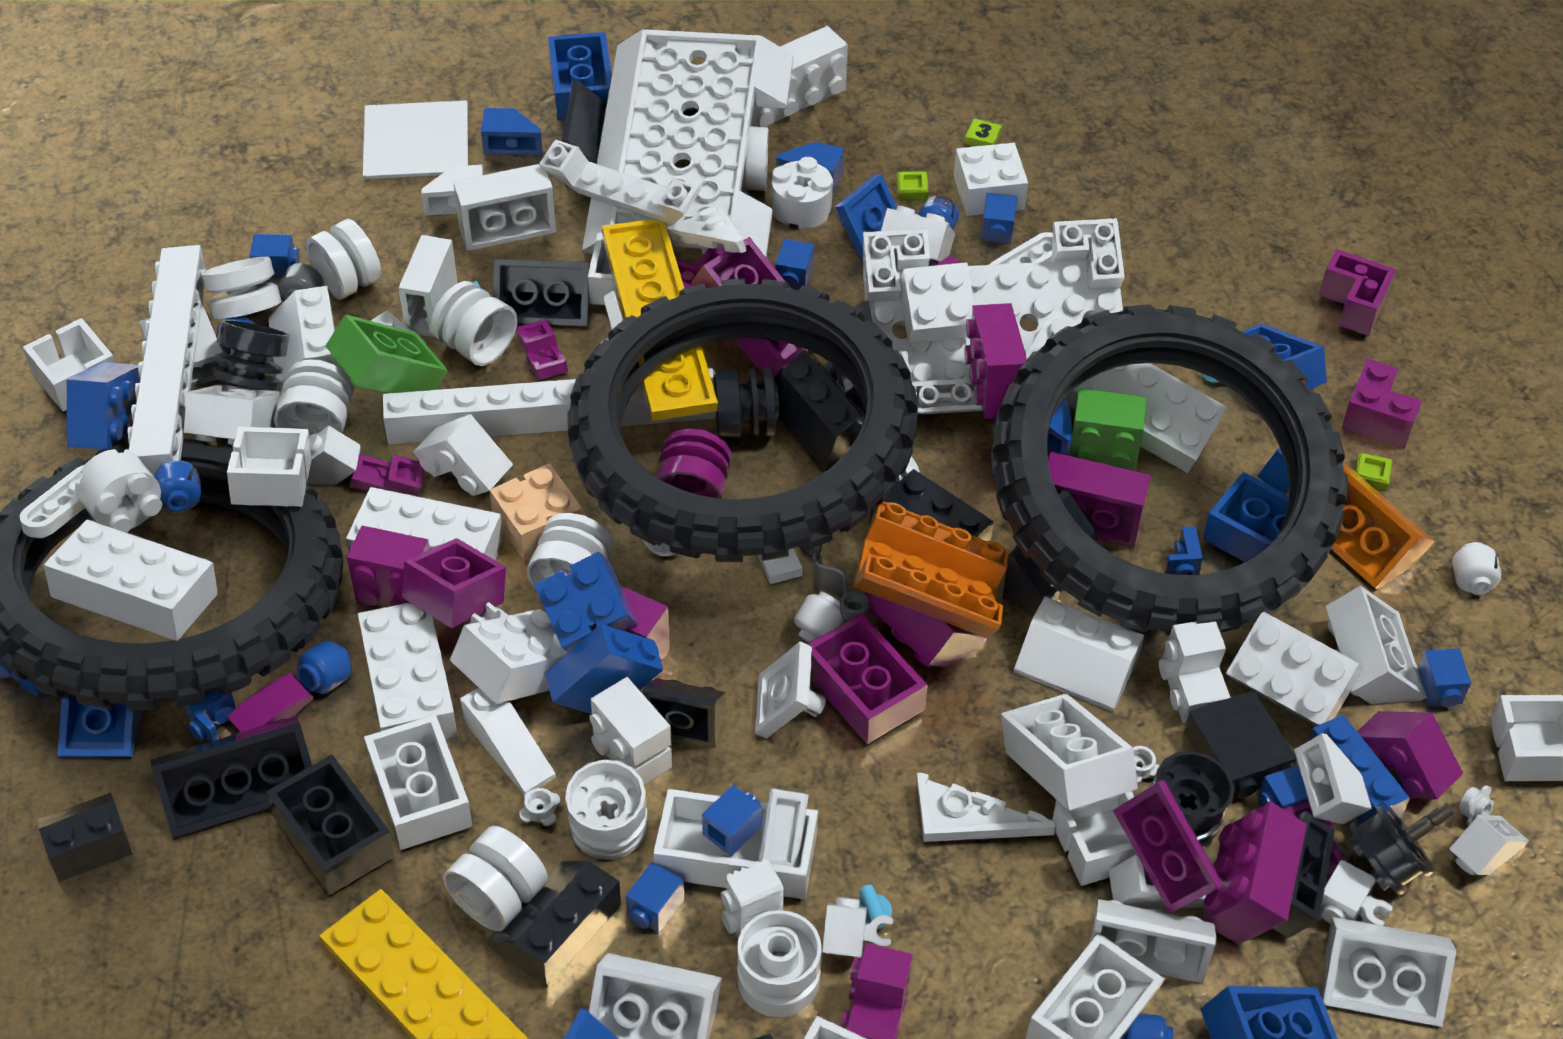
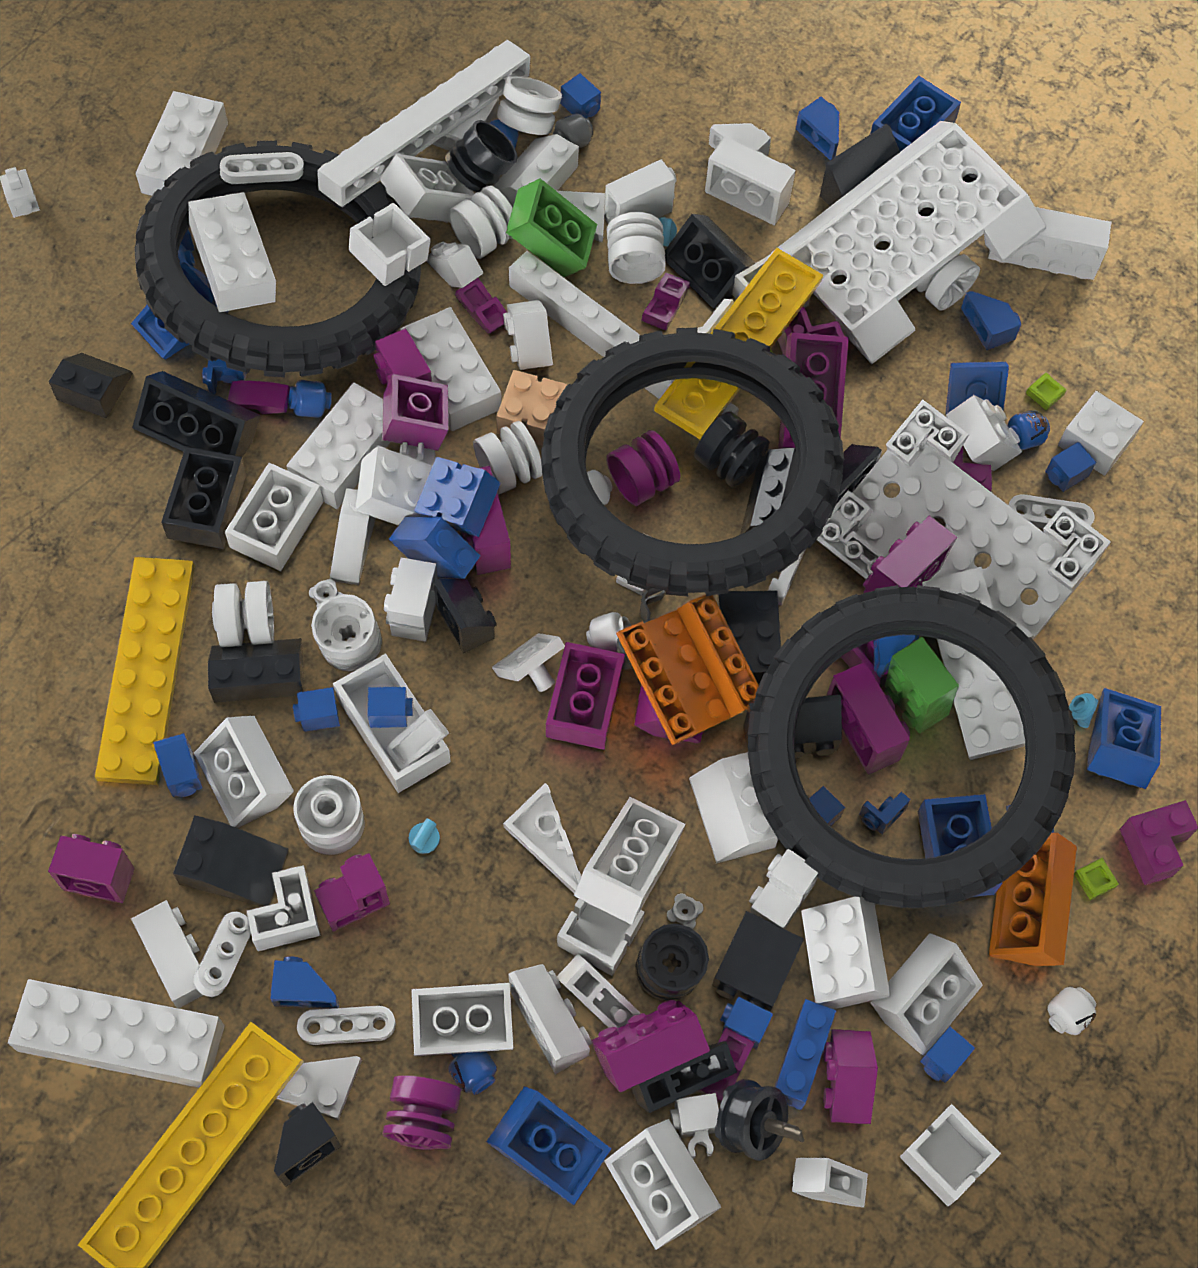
camera: 45 degrees right, 15 degrees up
(80, 352) = (380, 83): white piece -> none
(101, 405) = (354, 115): blue brick -> none
(118, 490) = (286, 188): white brick -> none
(178, 485) = (330, 211): blue head -> none
(344, 258) = (608, 135): white wheel -> none
(414, 139) = (764, 83): white piece -> none
(617, 188) = (817, 223): white slope -> none
(708, 229) = (836, 311): white wing -> none
(750, 894) = (357, 764): white brick -> none
(795, 263) = (889, 381): blue brick -> none
(801, 193) = (956, 332): white brick -> none
(847, 929) = (389, 836): white brick -> none
(936, 301) = (922, 489): white brick -> none
(982, 133) = (1144, 395): lime tile -> none
(1167, 847) = (608, 978): magenta slope -> none
(1331, 781) = (765, 1042): white slope -> none
(1476, 803) = (856, 1151): white plate -> none

